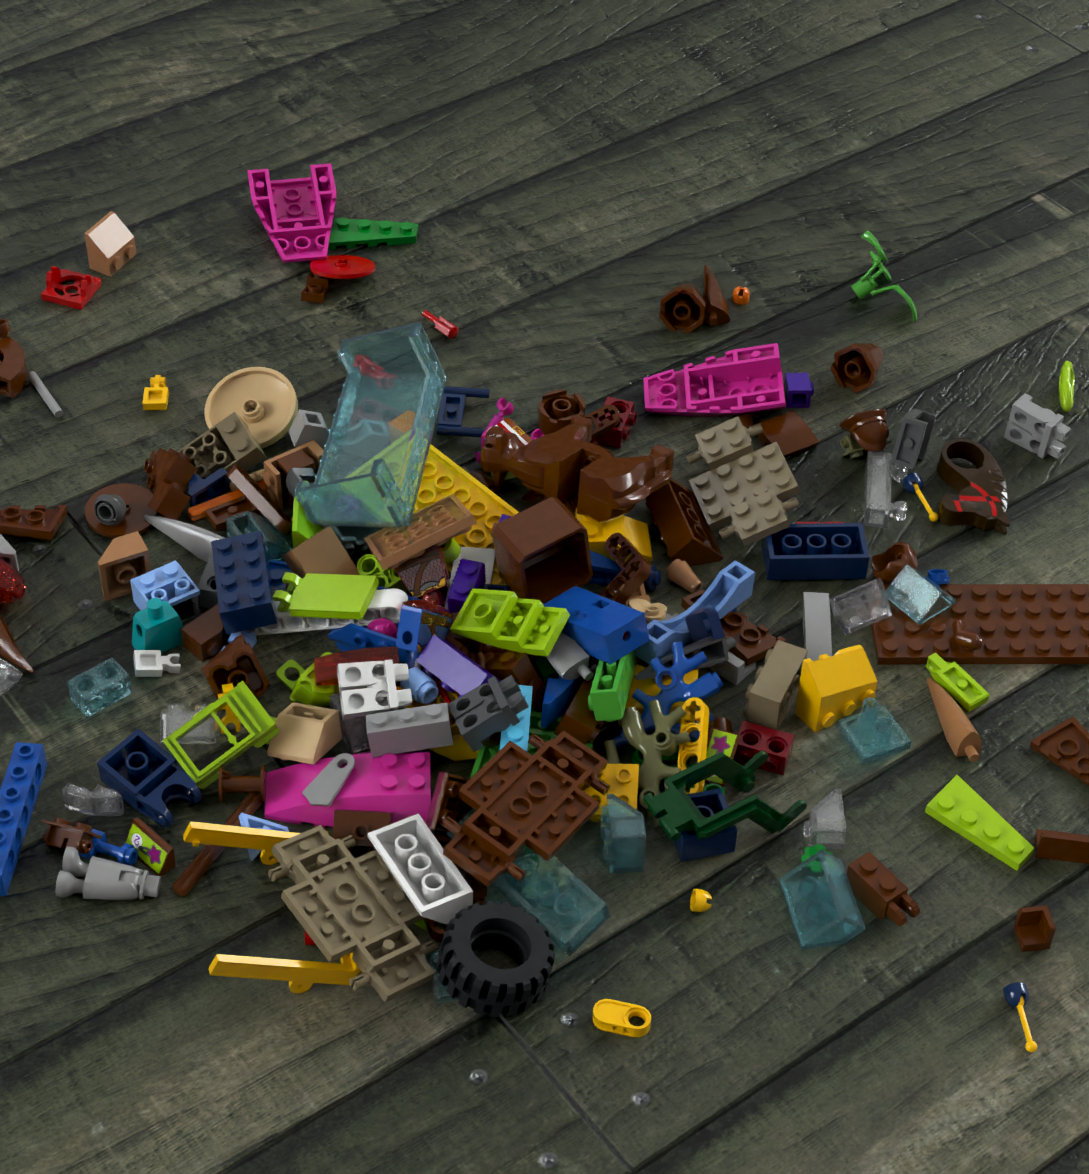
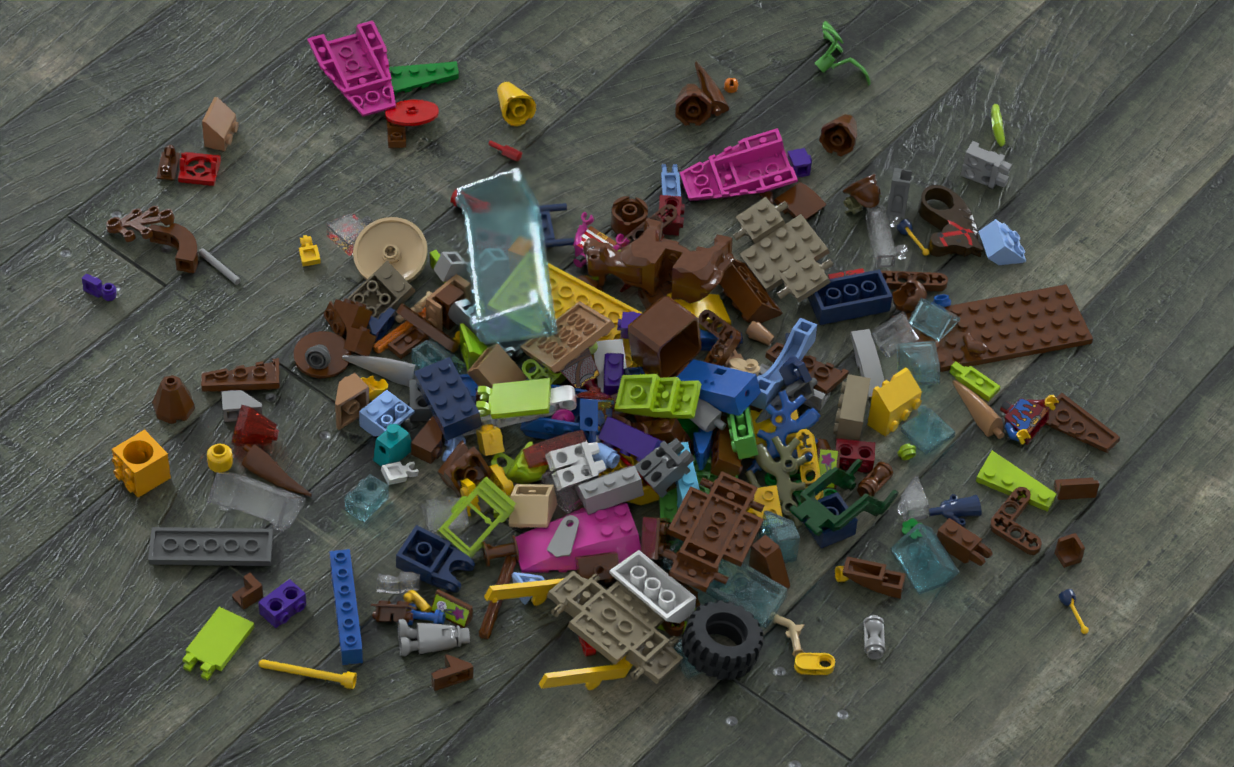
camera: 15 degrees left, 5 degrees up
(36, 278) = (168, 163): none -> reddish brown hinge
(112, 830) = (413, 596): none -> yellow arm
(118, 934) = (455, 672): none -> reddish brown slope
(163, 554) = (375, 387): none -> yellow hair
(207, 374) = (346, 230): none -> clear torso
(278, 690) = (499, 479): none -> yellow plate
(283, 642) = (490, 439): none -> yellow head
(468, 276) = (515, 104): none -> yellow cone
(595, 865) = (768, 560): none -> reddish brown slope
(605, 969) = (793, 632): none -> tan piece
(629, 386) = (670, 181): none -> medium blue hinge
(714, 1008) = (874, 645): none -> light grey piece
(743, 913) = (875, 576): none -> reddish brown slope
(793, 777) = (881, 473): none -> reddish brown piece
(837, 755) = (907, 451): none -> lime plate
(885, 643) = (921, 360): none -> clear light blue slope
(888, 841) = (957, 508): none -> dark blue piece
(922, 557) = (926, 276): none -> reddish brown beam
(956, 876) = (1009, 521): none -> reddish brown beam
(1016, 740) = (1026, 417): none -> torso
(1036, 522) = (1002, 244): none -> light blue slope

